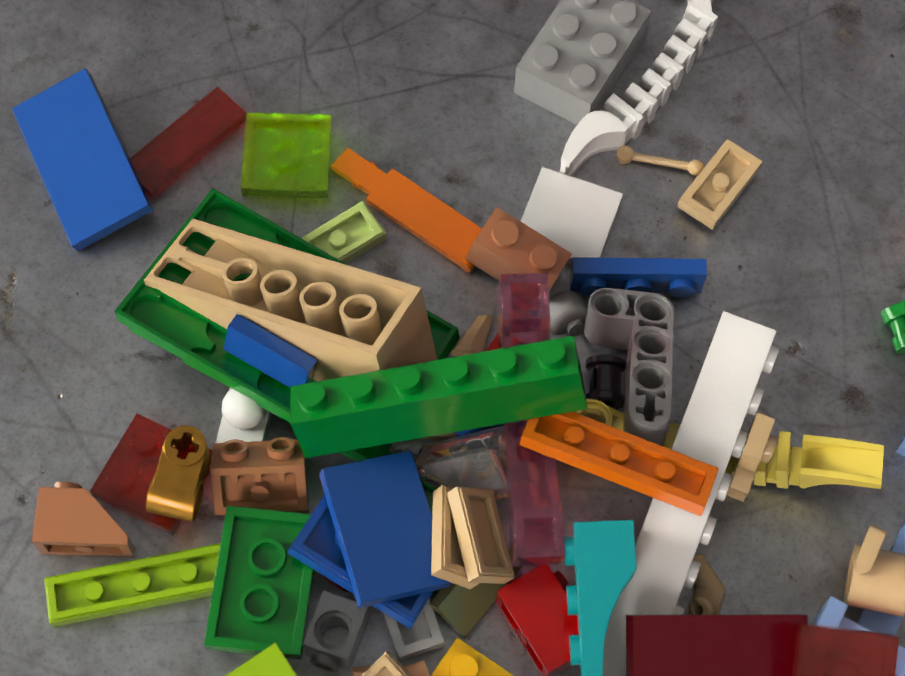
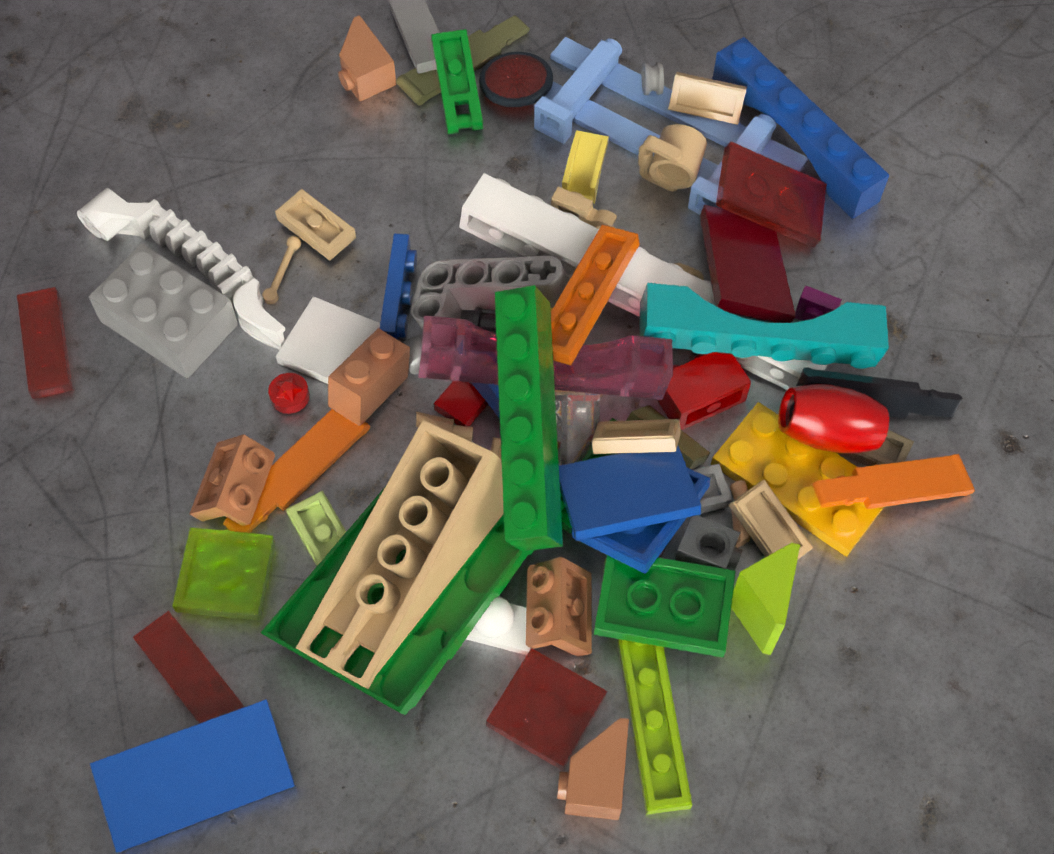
camera: 85 degrees left, 5 degrees down
(179, 482) = (569, 666): pearl gold piece -> none
(268, 352) = (459, 570): blue tile -> none
(386, 148) = (233, 480): none -> nougat bracket
(480, 535) = (638, 415): tan tile -> none
(501, 187) = (289, 393): none -> red tile

